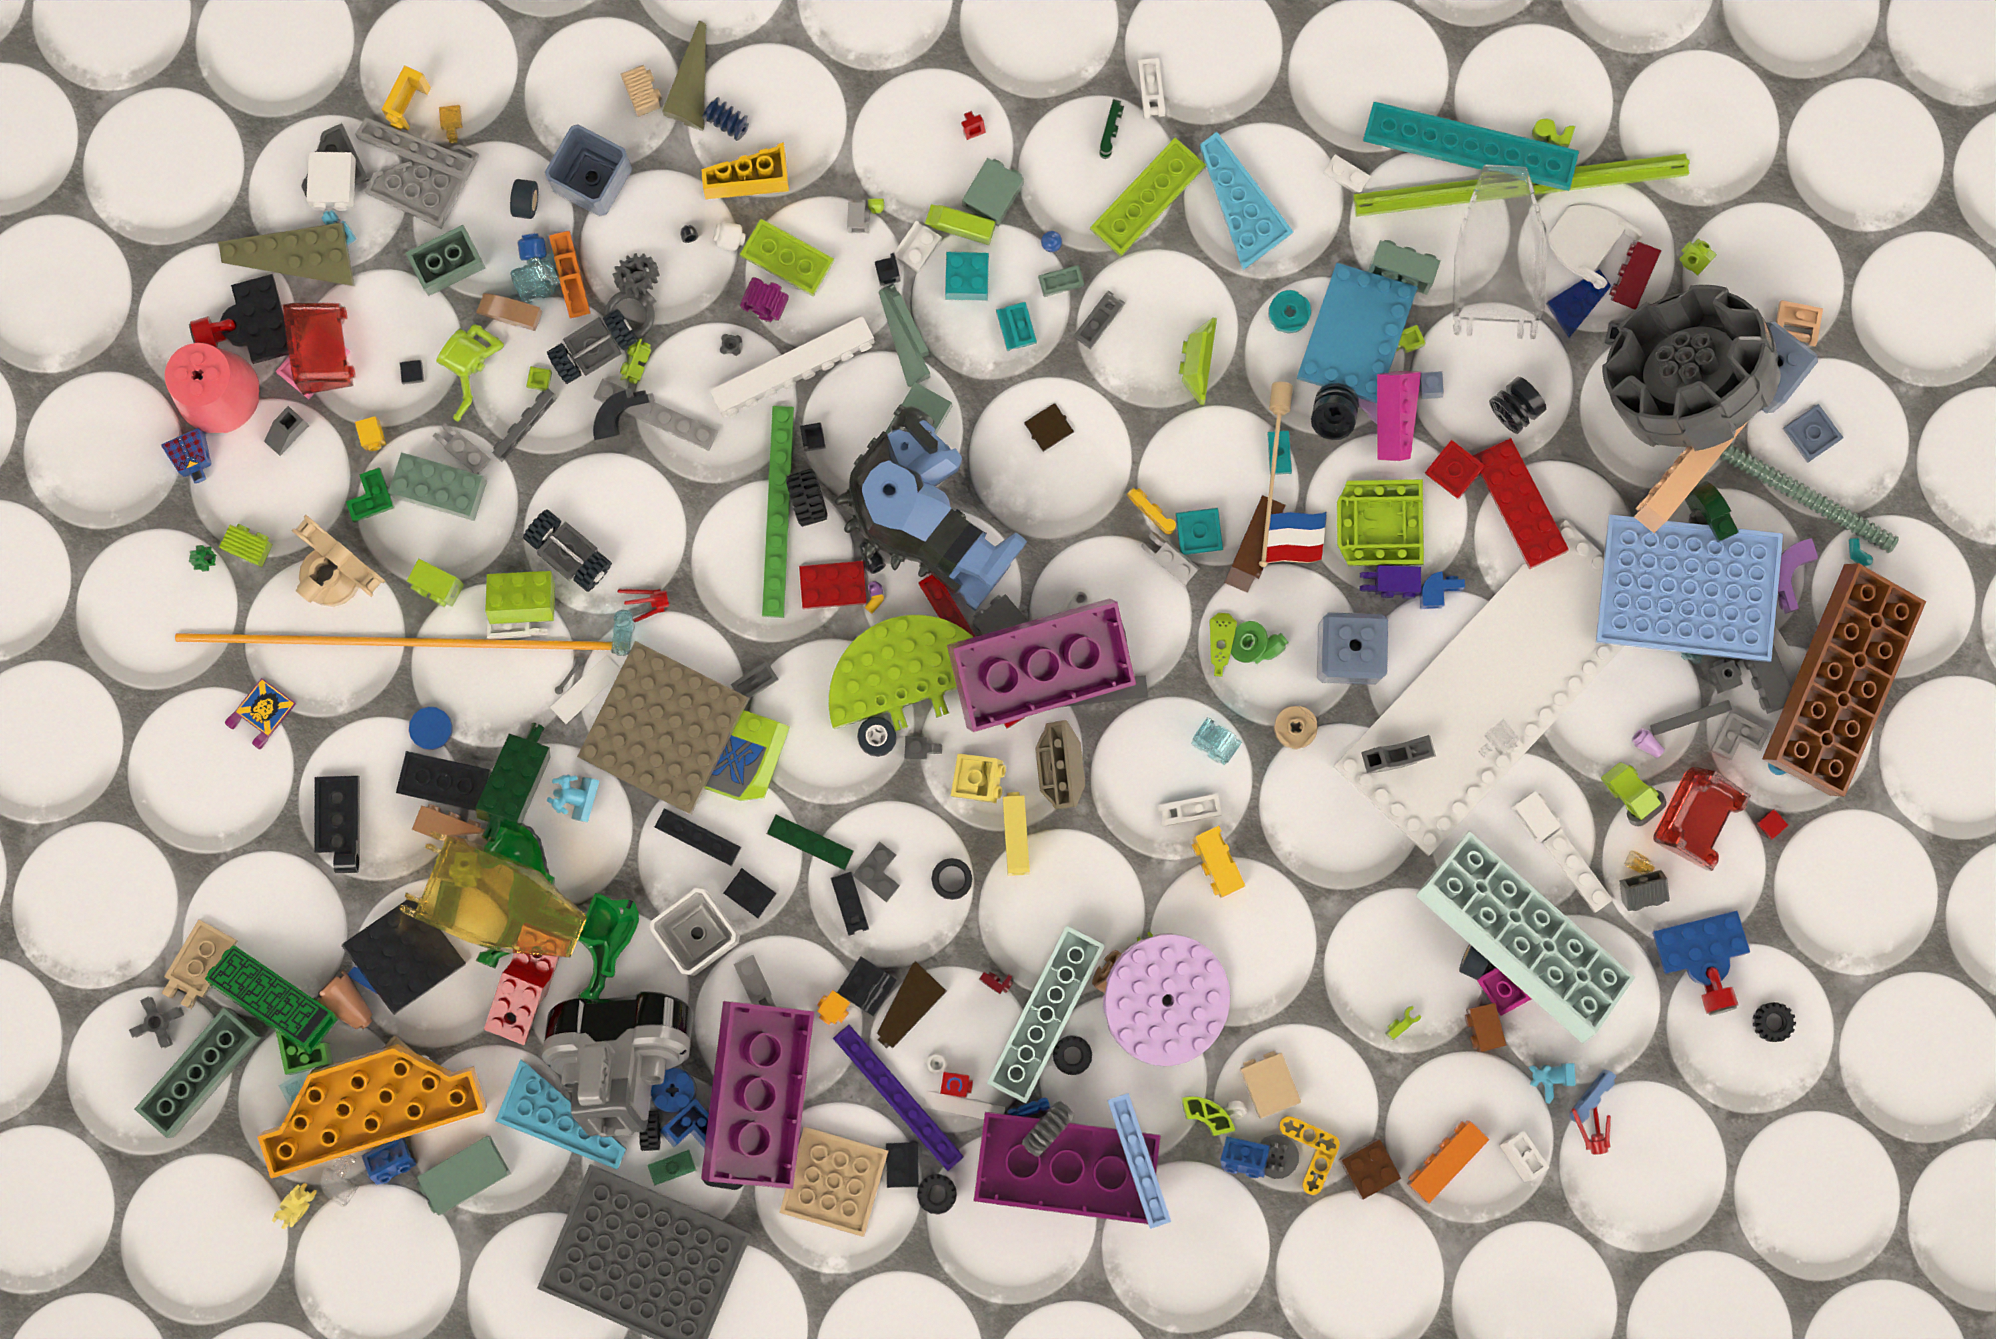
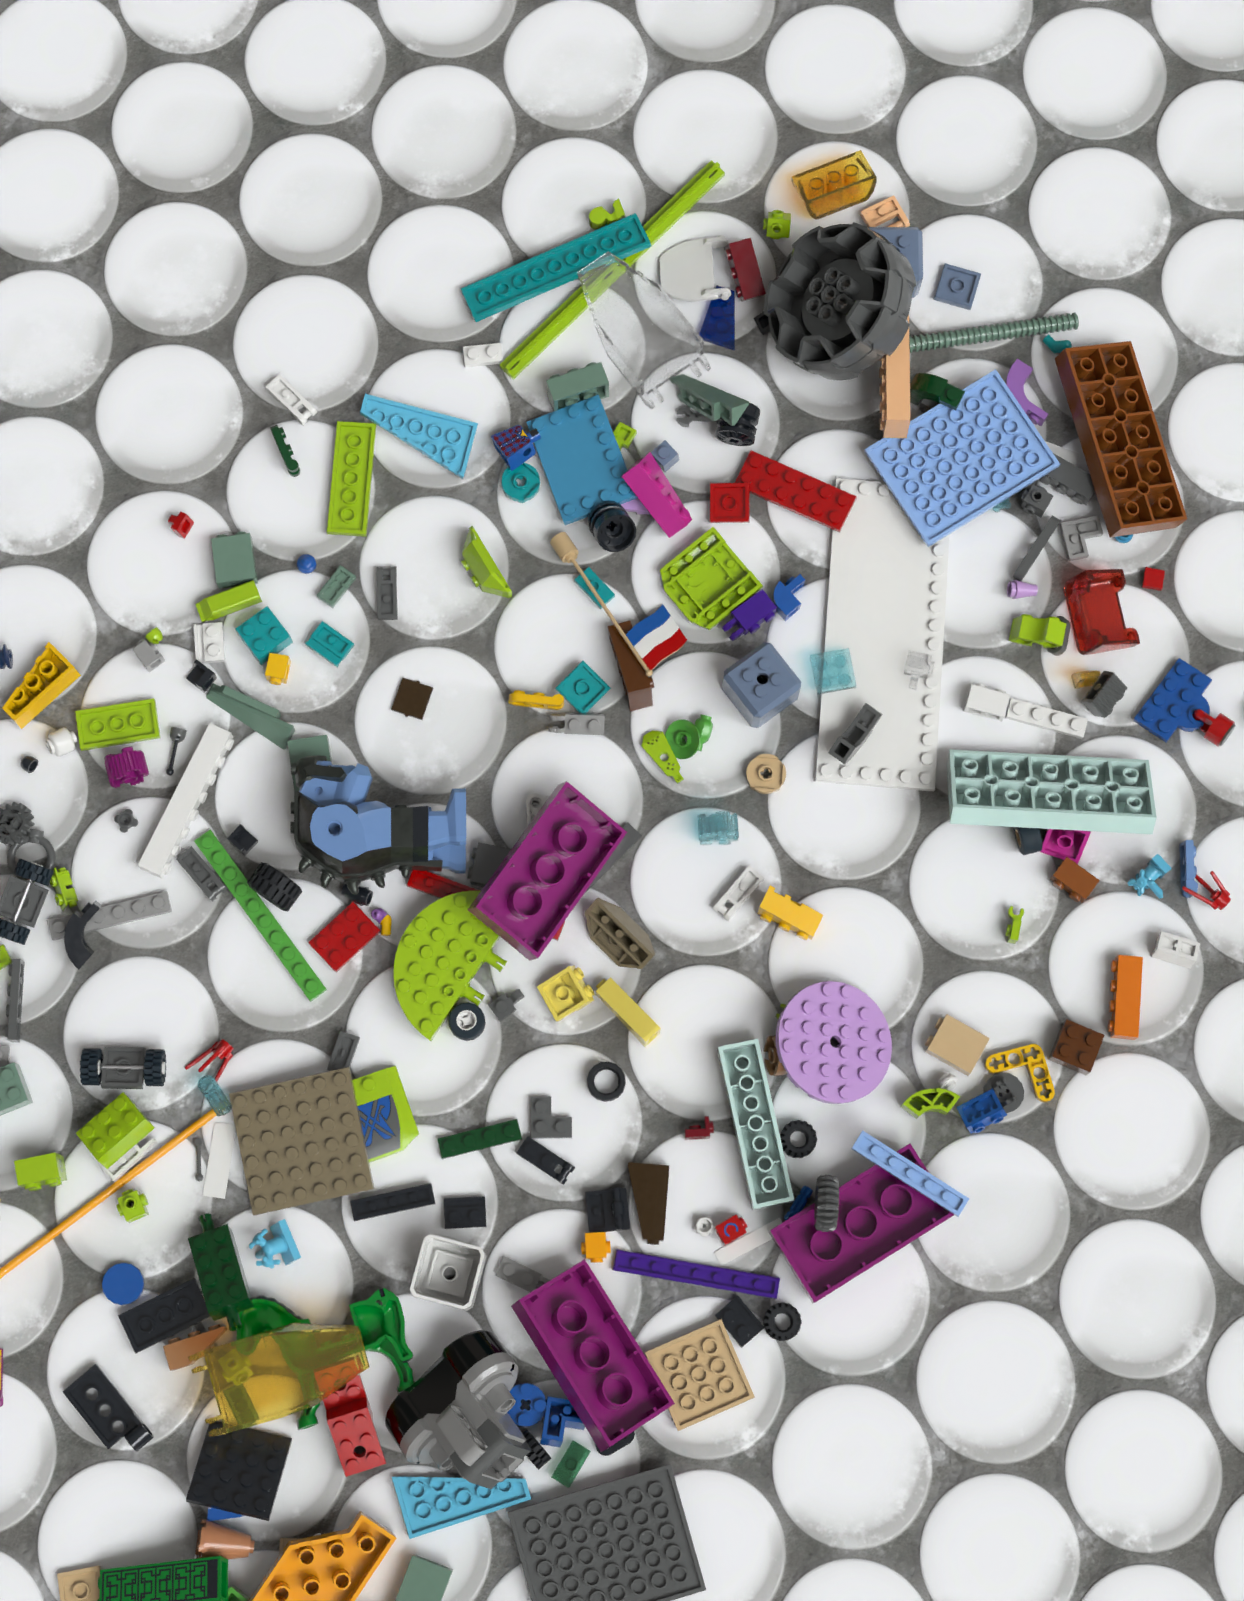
camera: 40 degrees left, 5 degrees down
(489, 677) = (138, 1210): none -> lime brick
(757, 438) = (201, 873): none -> dark grey plate
(828, 305) = (177, 735): none -> hinge
(956, 313) = (277, 668): none -> yellow brick
(1310, 276) = (515, 445): none -> blue torso
(1424, 685) = (833, 671): none -> clear light blue plate
(1484, 369) = (690, 417): none -> dark grey bar
(1509, 366) = (709, 399): none -> sand green wedge
(1777, 260) = (835, 185): none -> clear yellow windscreen

